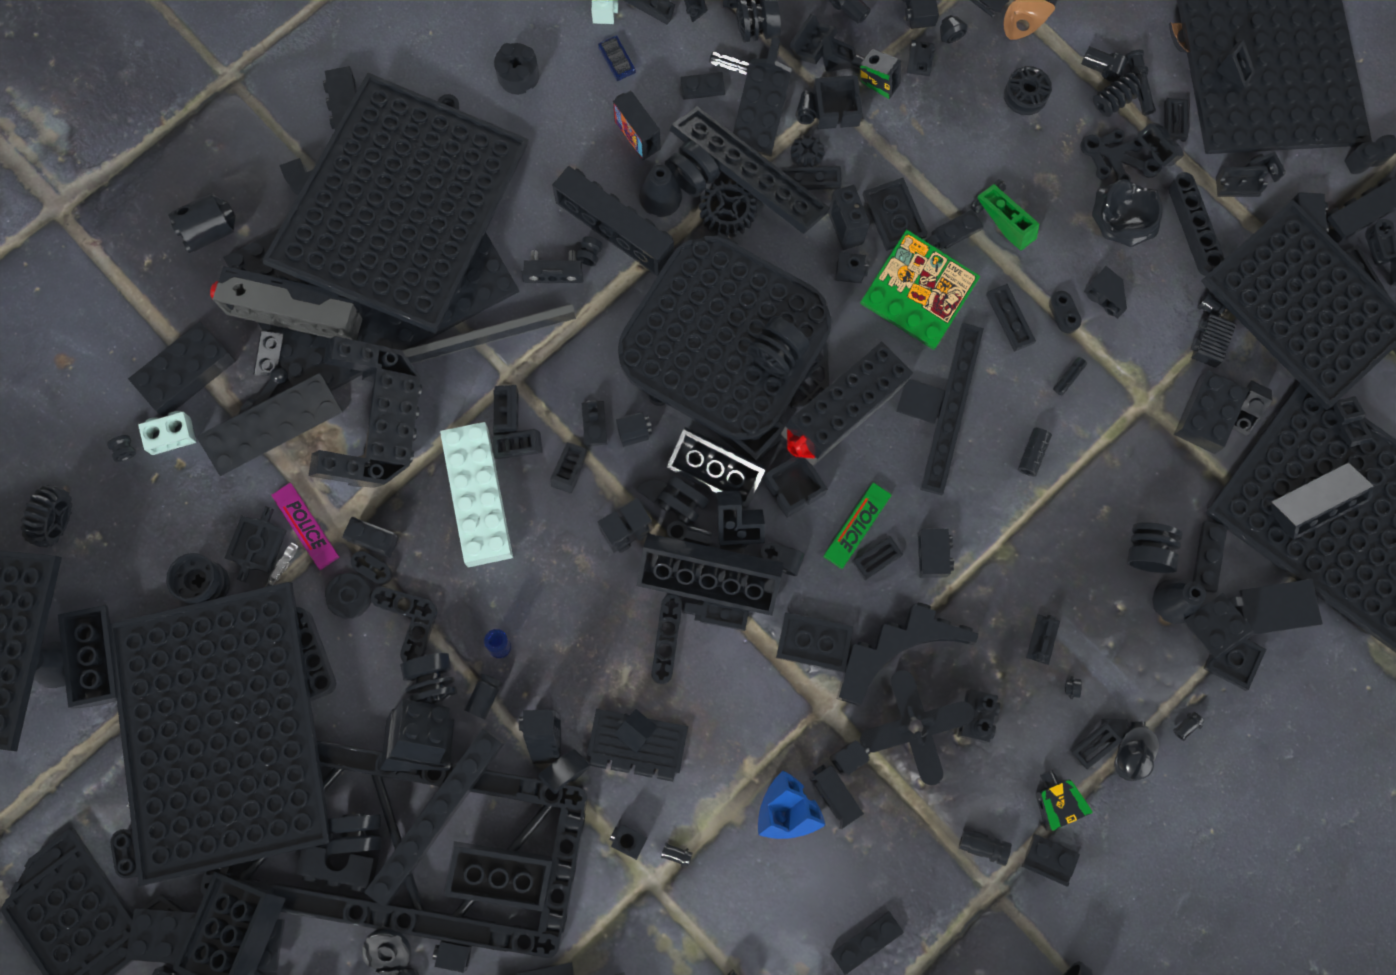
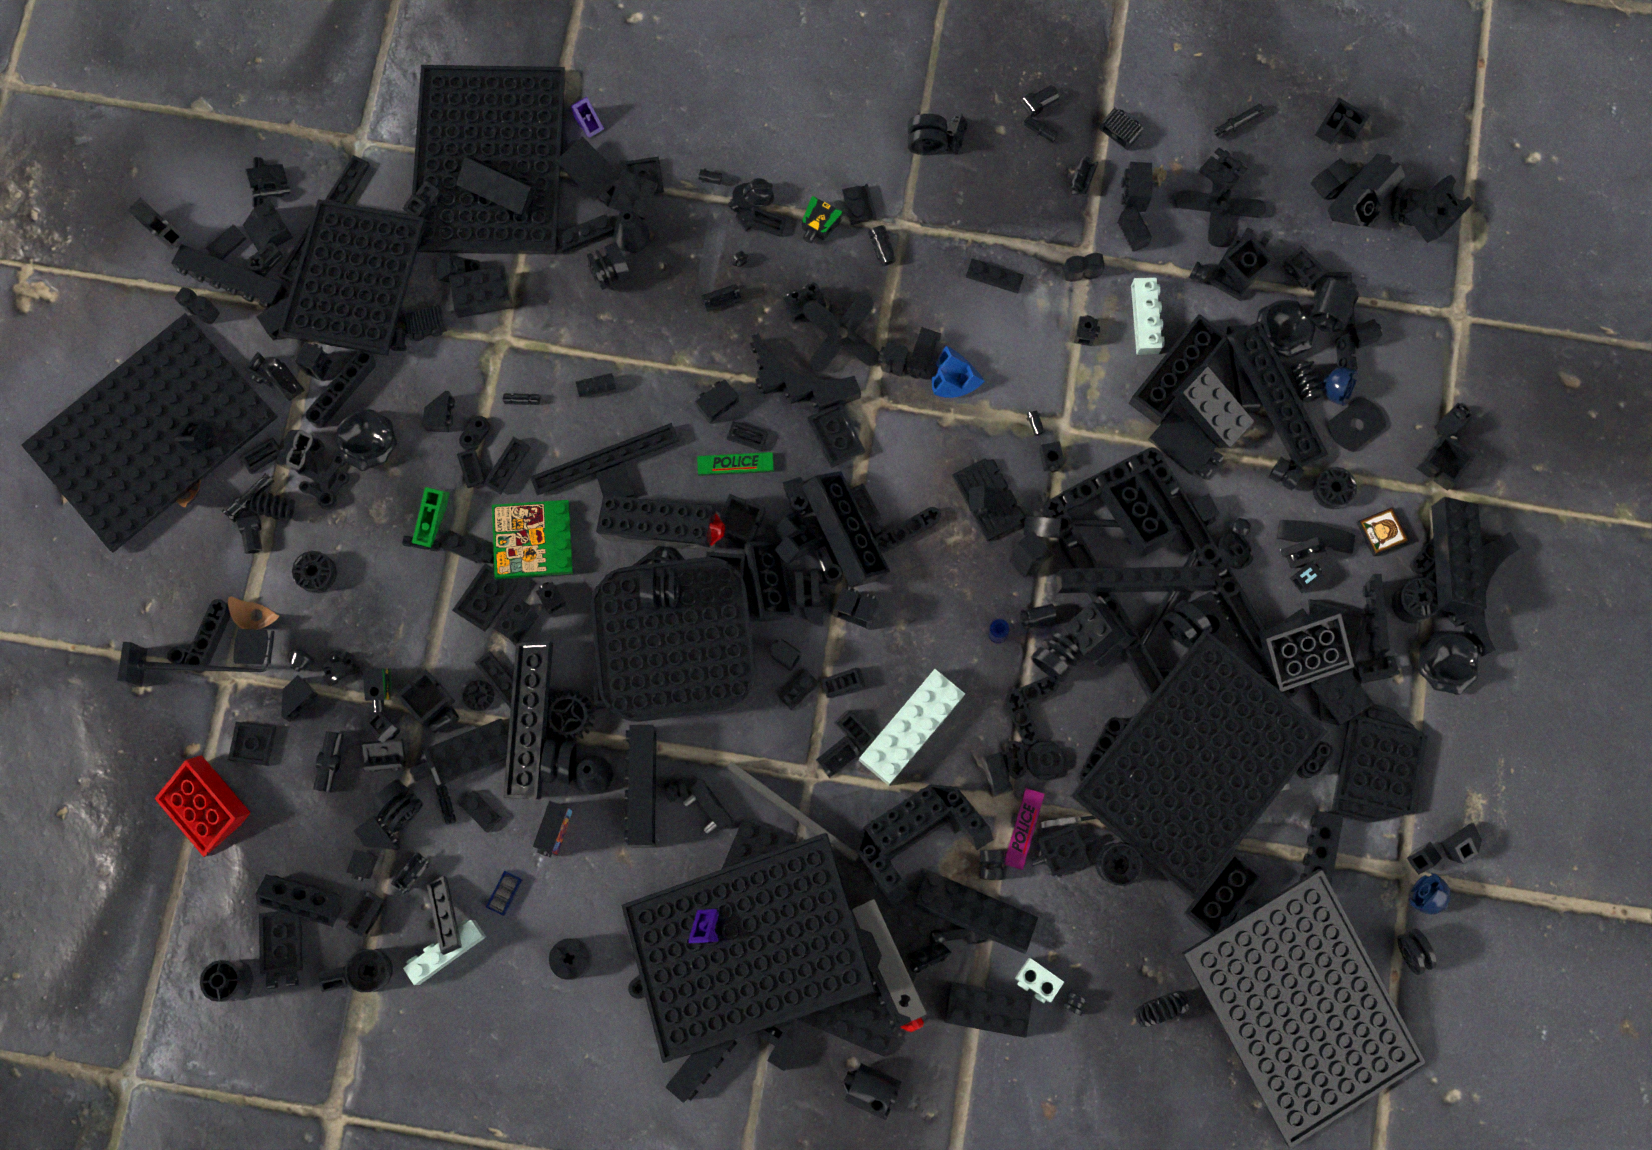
camera: 125 degrees left, 0 degrees up
(33, 782) = (1332, 824): none -> black brick
(292, 466) = (992, 857): none -> black wheel
(440, 169) = (704, 926): none -> dark purple slope
(1031, 285) = (471, 468): none -> black tile
(1241, 214) = (313, 361): none -> black brick
(1343, 647) = (586, 117): none -> dark purple slope

